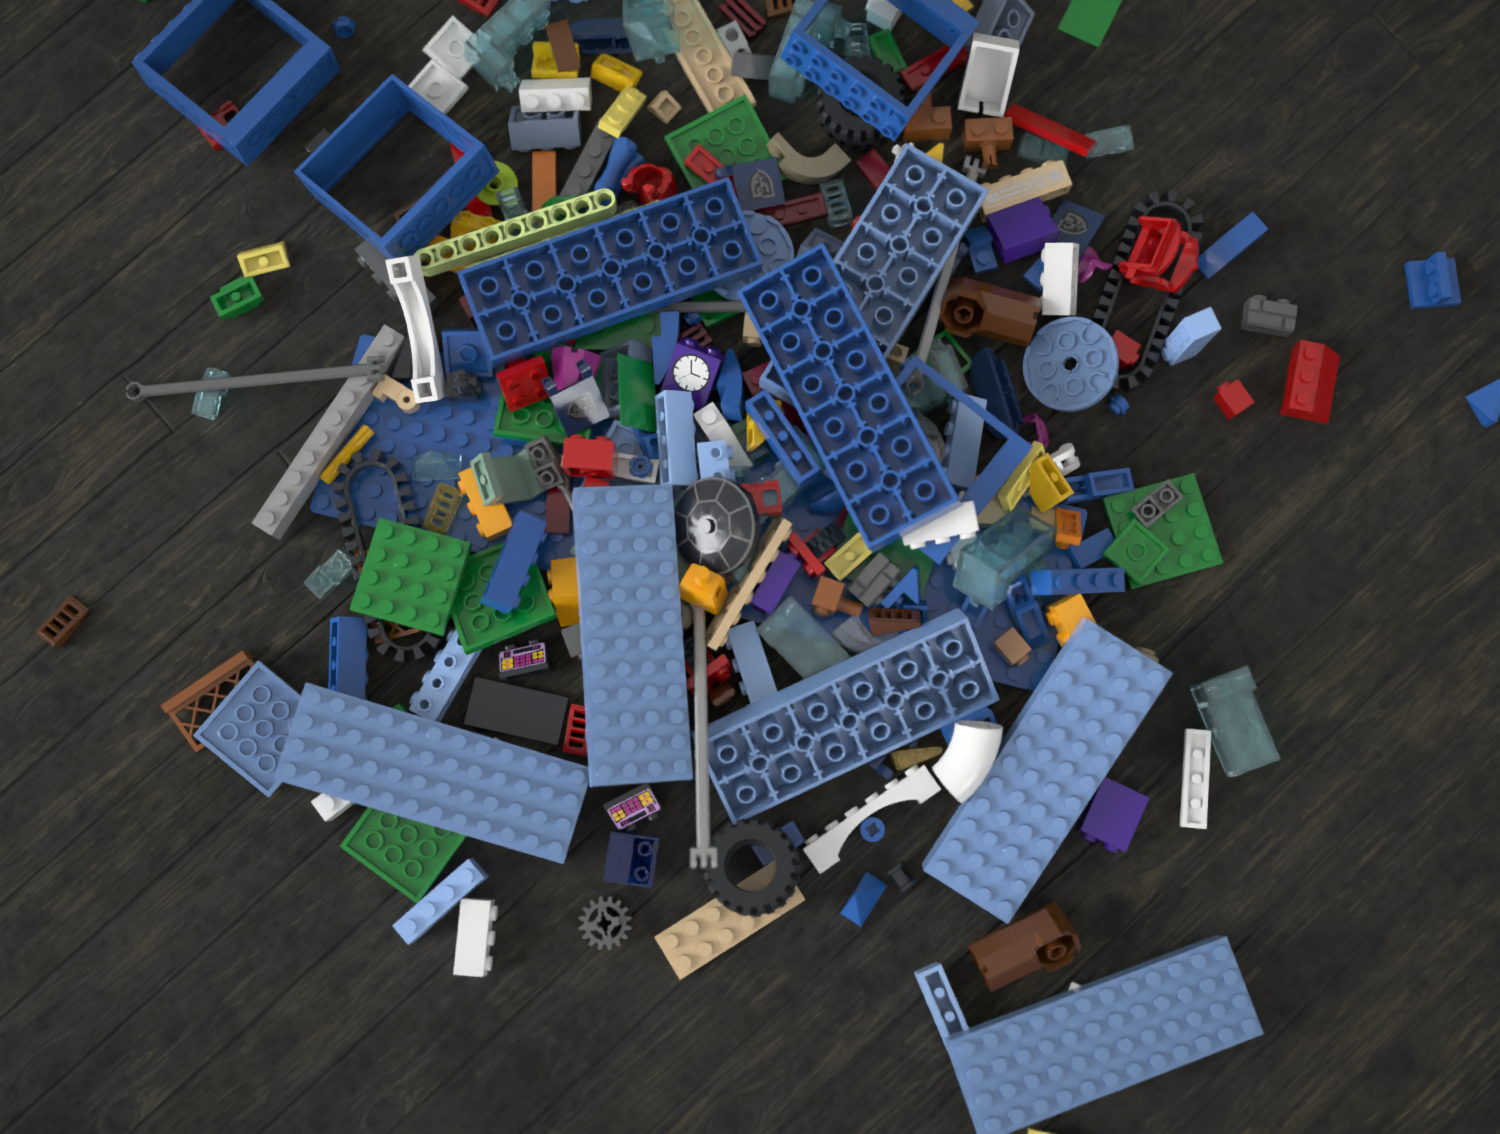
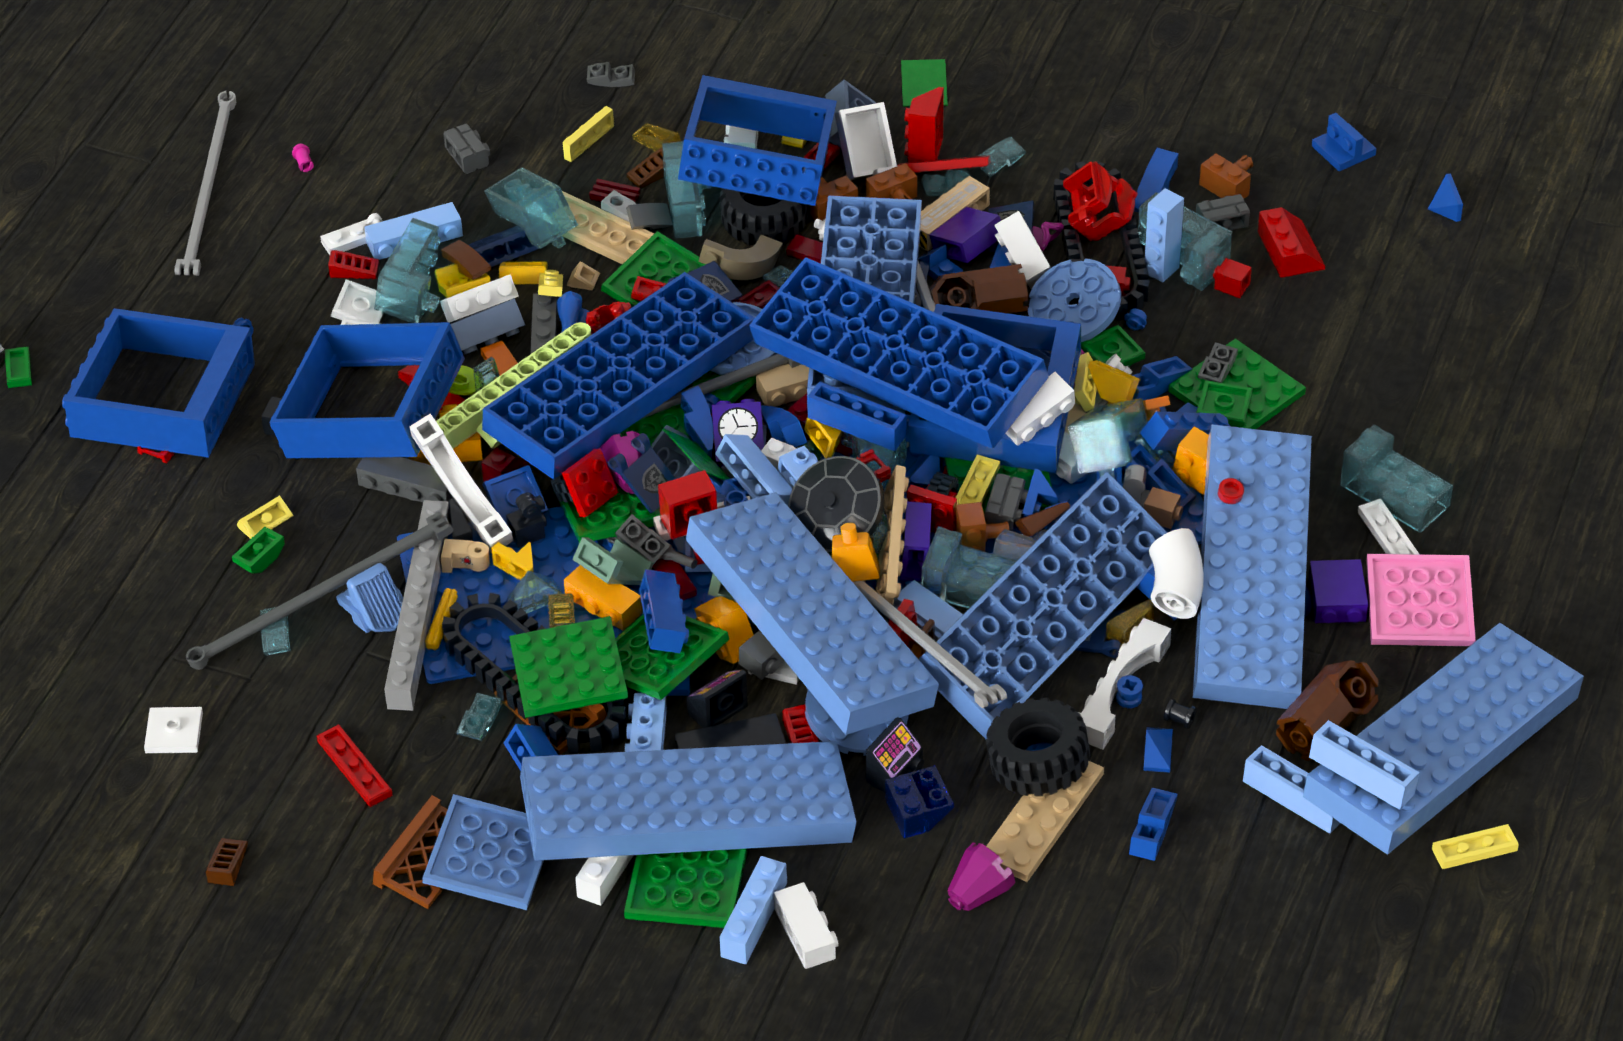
camera: 30 degrees left, 35 degrees down
(85, 459) = (173, 730): none -> white plate
(209, 571) = (354, 765): none -> red tile
(301, 406) = (373, 600): none -> medium blue piece
(440, 430) = (511, 562): none -> yellow slope
(603, 910) = (926, 861): dark grey gear -> none
(635, 969) = (978, 878): none -> magenta cone
(812, 980) = (1152, 824): none -> blue slope
(996, 1076) = (1364, 764): none -> light blue brick
(997, 620) = (1135, 483): none -> light grey leg
(1051, 84) = (925, 126): none -> red slope
(1061, 702) = (1230, 491): none -> red tile
(1079, 428) = (1113, 342): none -> green tile
(1177, 864) = (1420, 600): none -> bright pink plate
(1226, 354) = (1202, 245): none -> clear light blue hinge
(1298, 274) = (1226, 177): none -> dark orange brick

